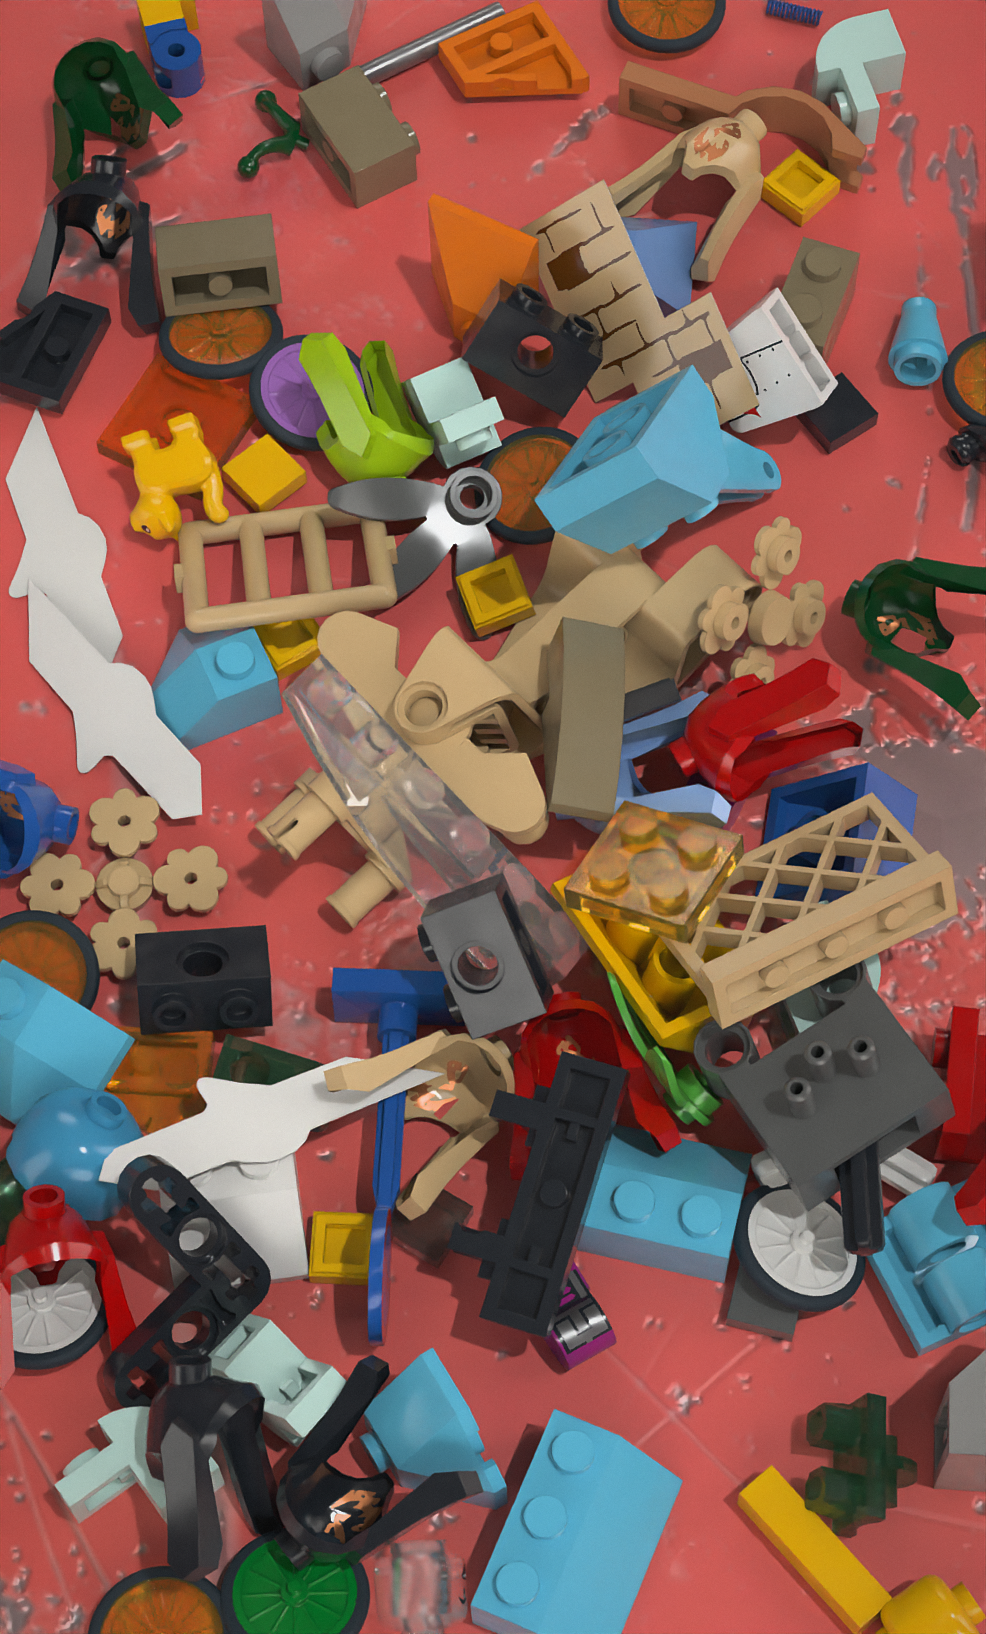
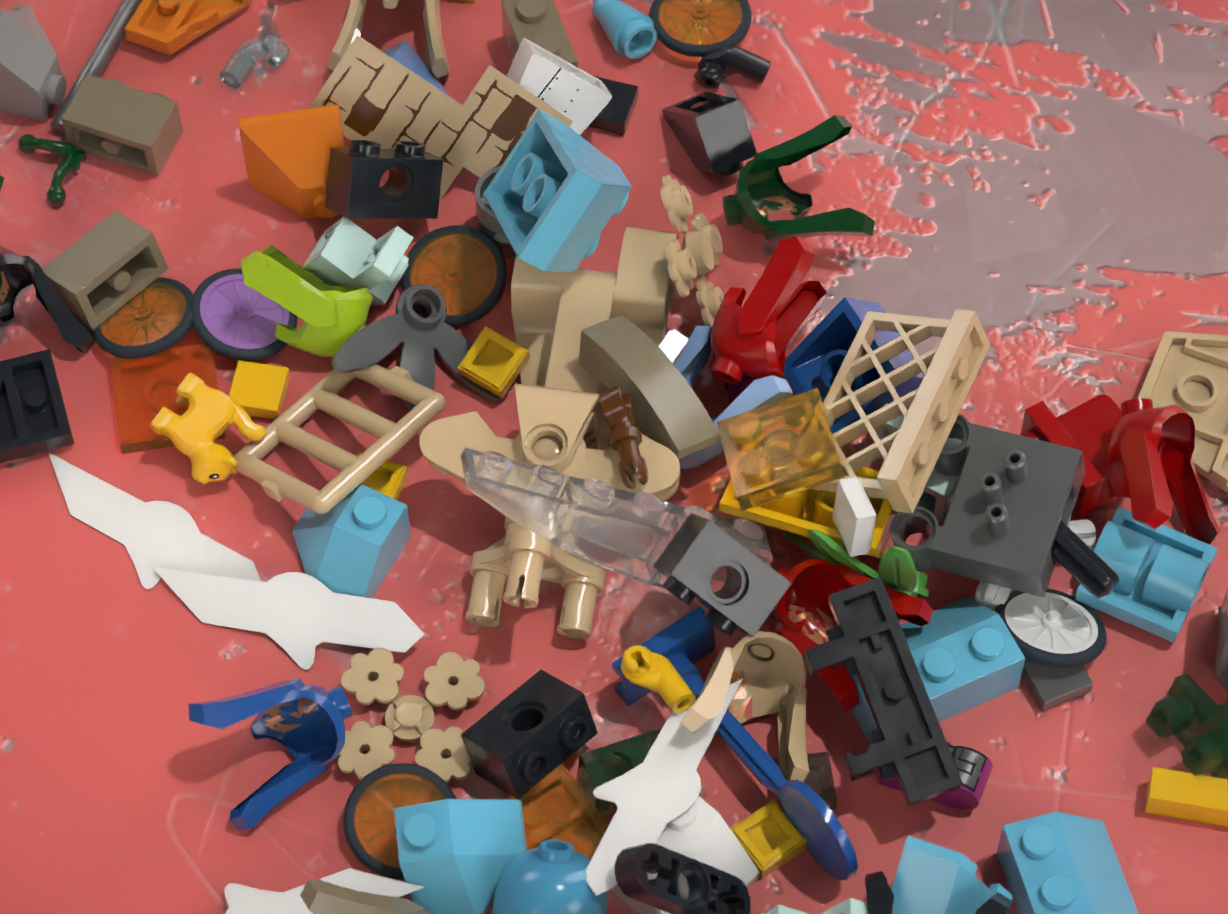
camera: 40 degrees left, 5 degrees down
(359, 1009) = (658, 675): none -> yellow arm
(516, 729) = (624, 436): none -> reddish brown piece
(536, 143) = (249, 54): none -> clear light blue arm
(659, 990) = (854, 516): none -> white tile
(907, 507) = (712, 132): none -> slope

